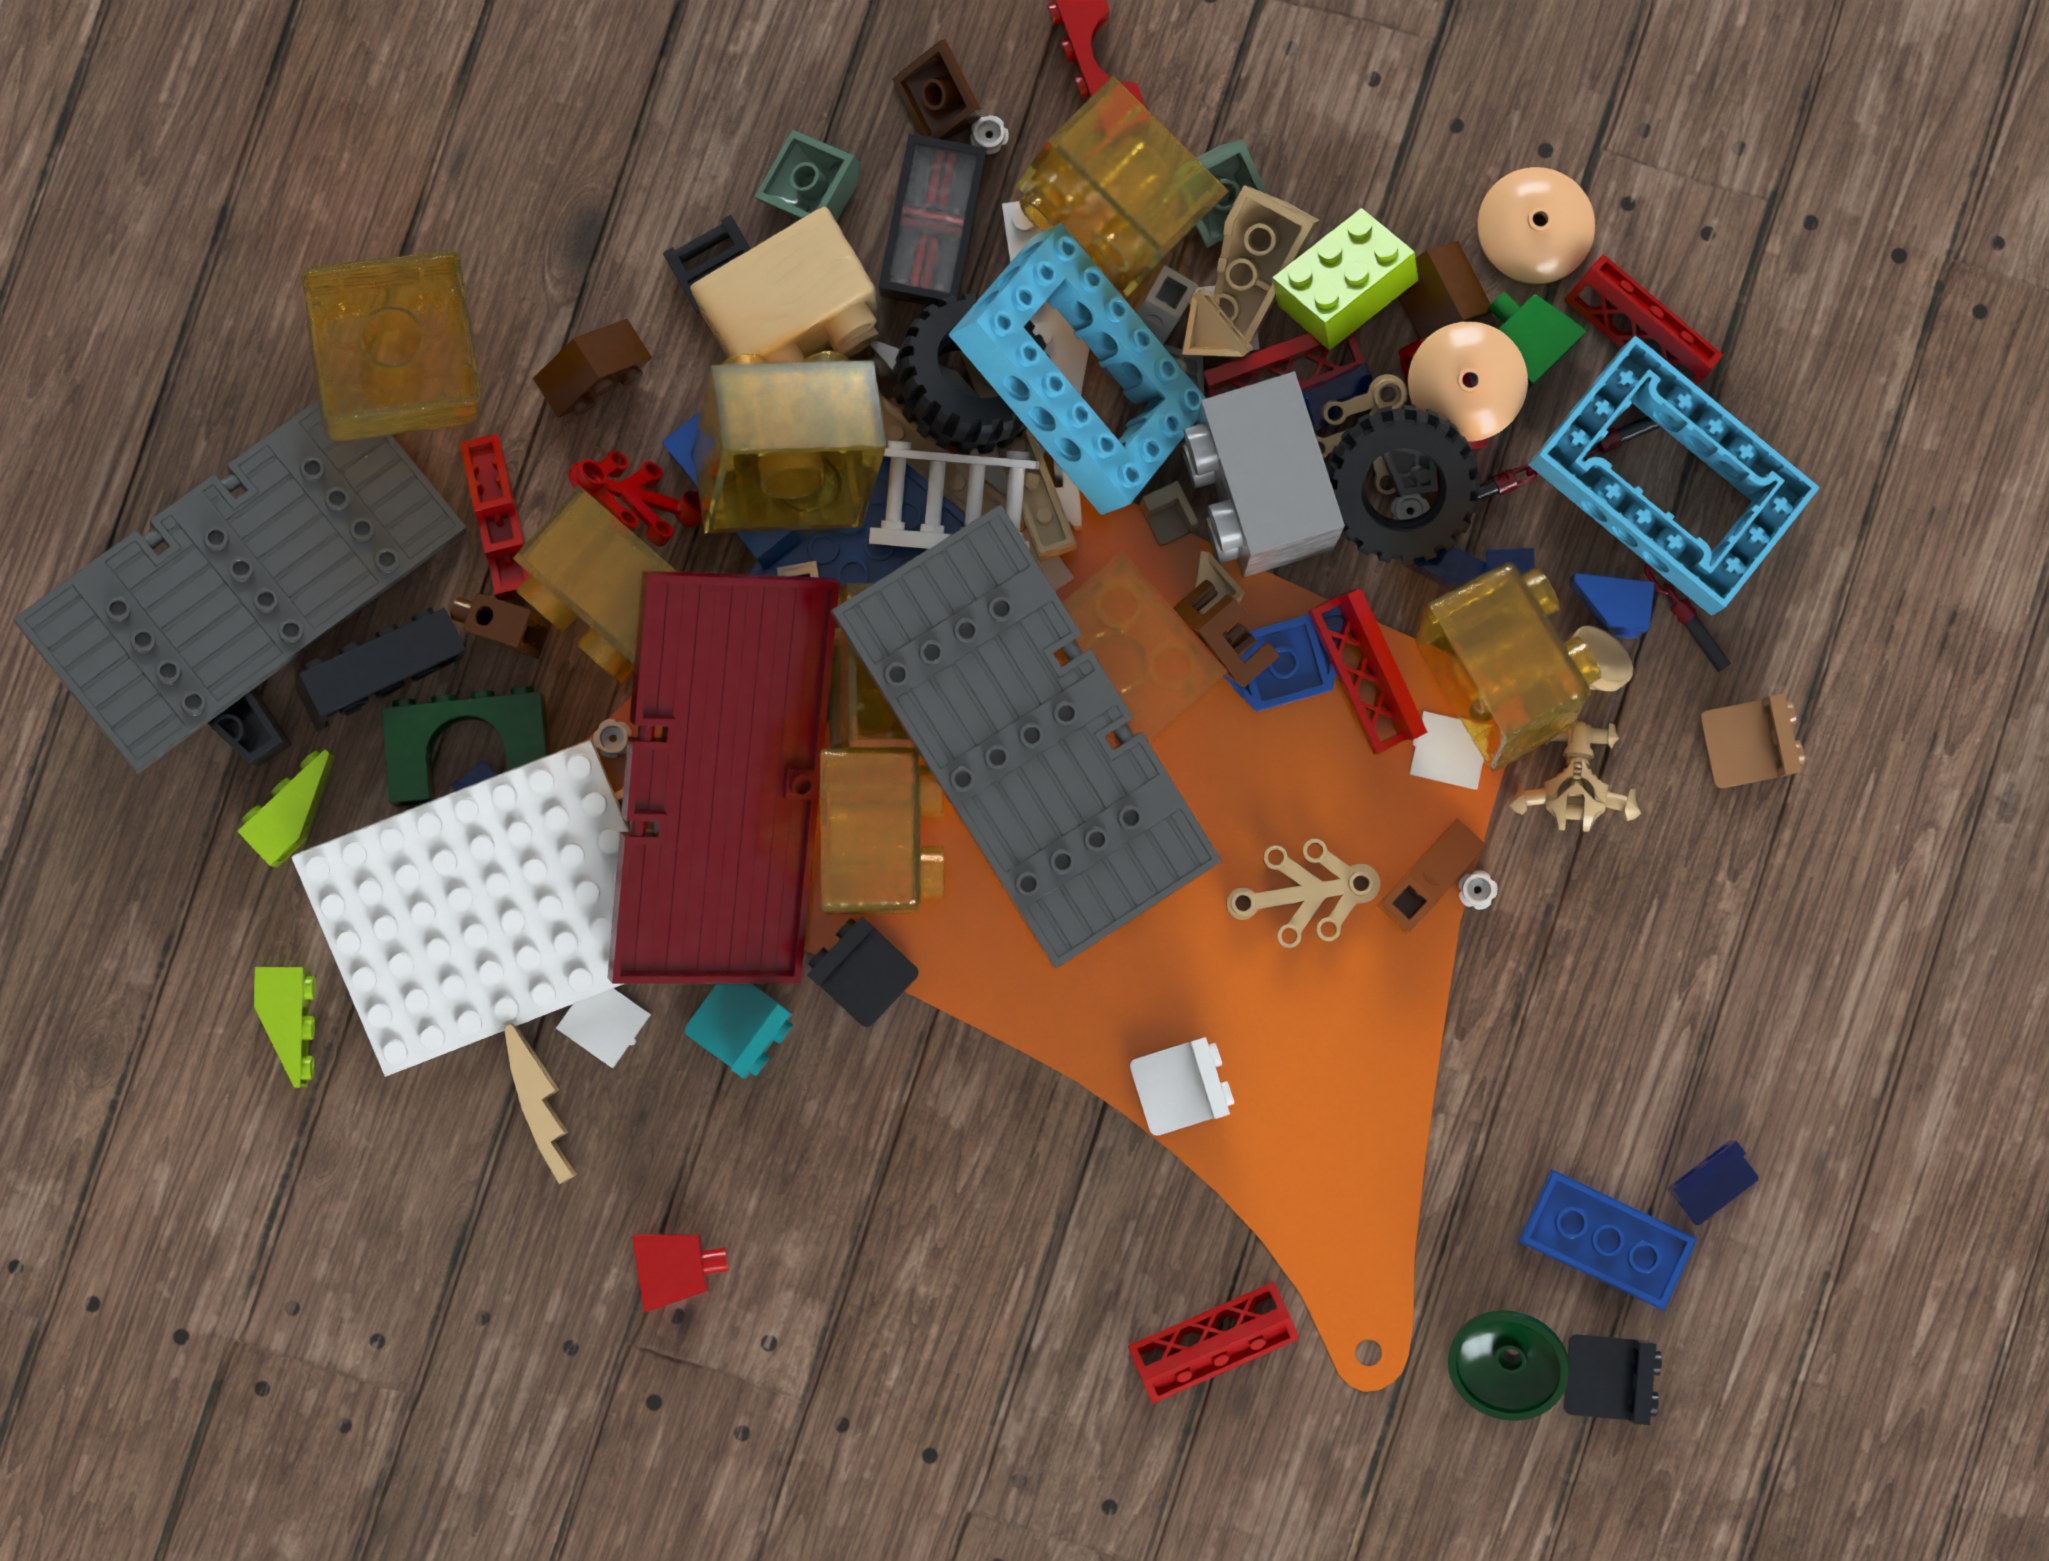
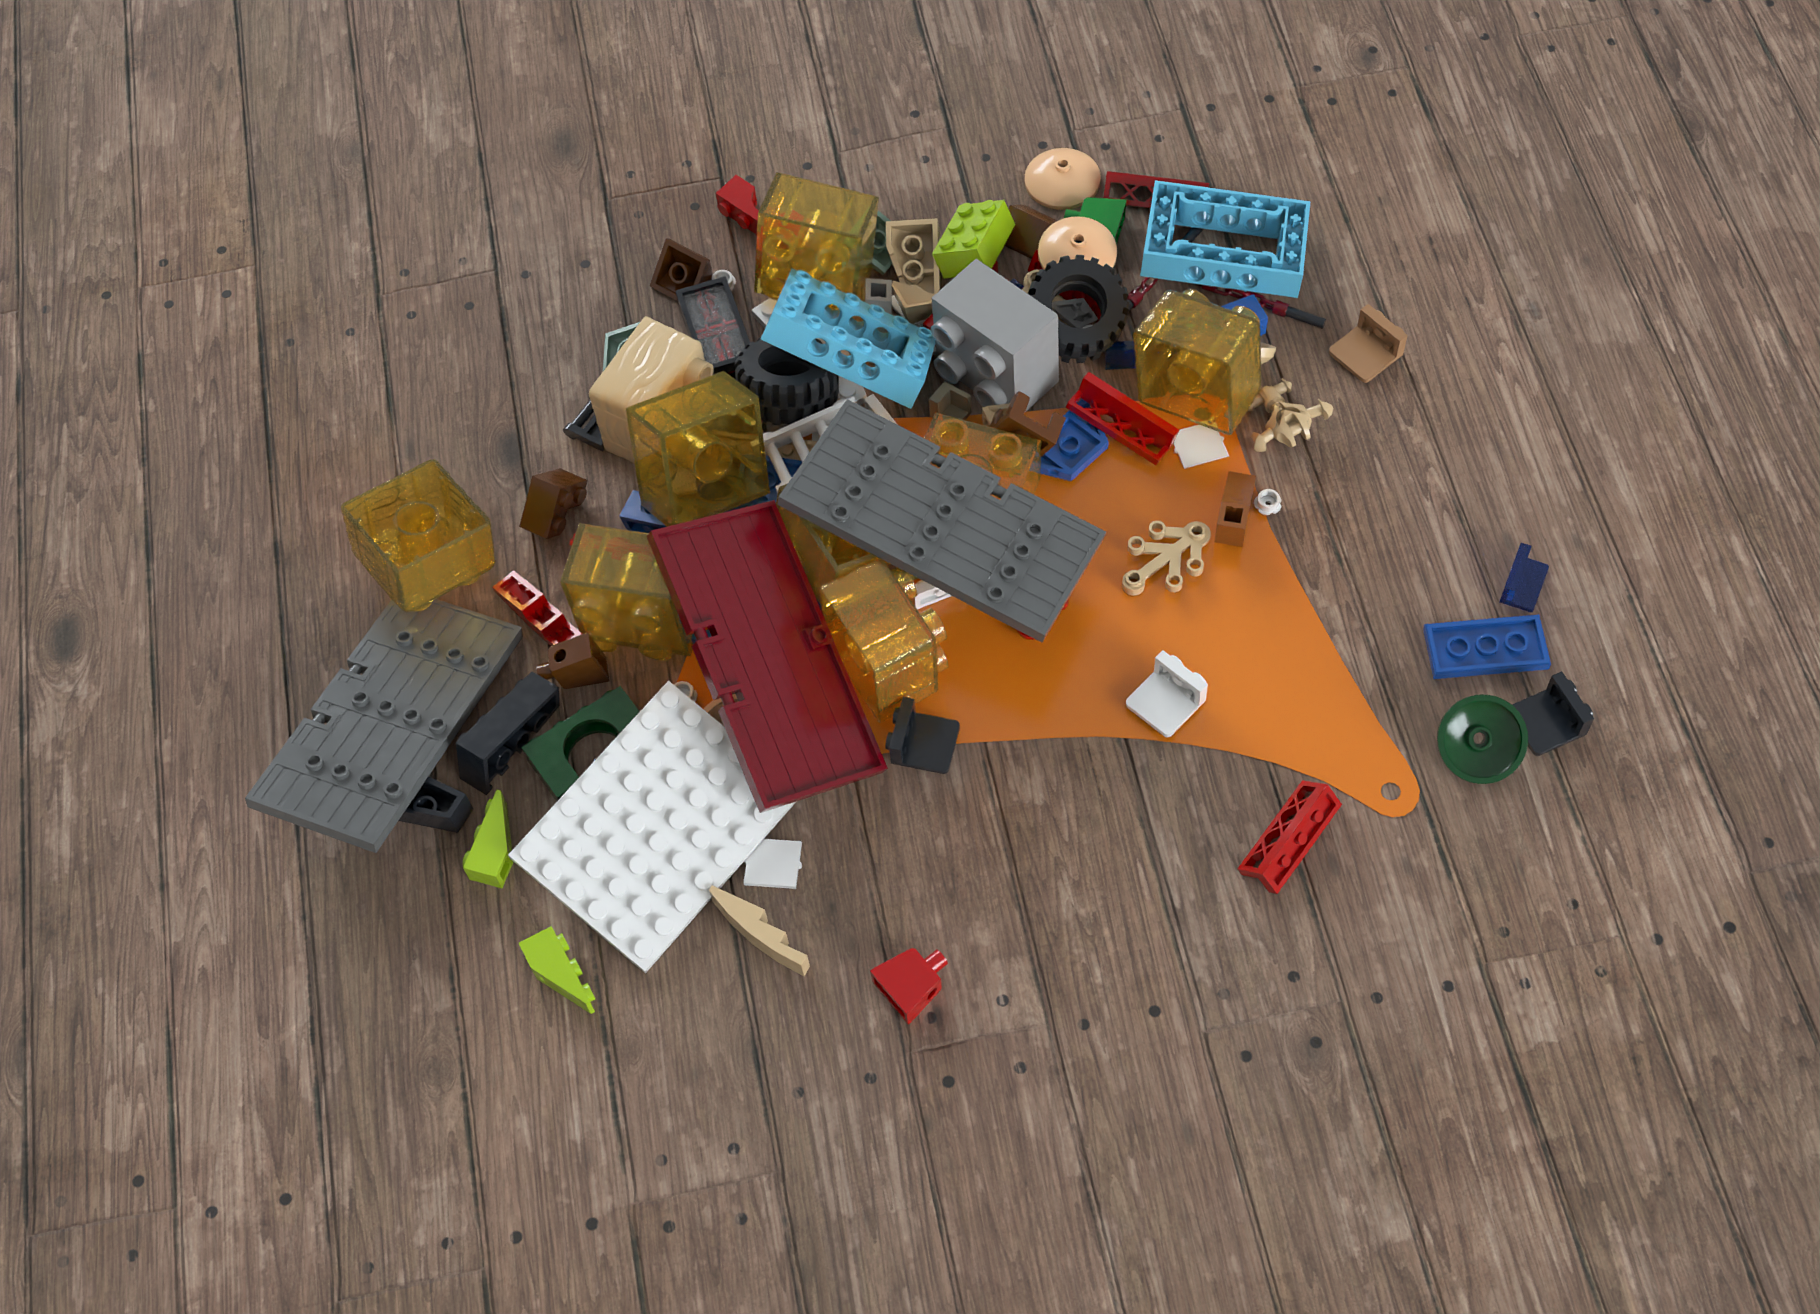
camera: 25 degrees left, 25 degrees down
(739, 1026) = (864, 813): teal bracket -> none

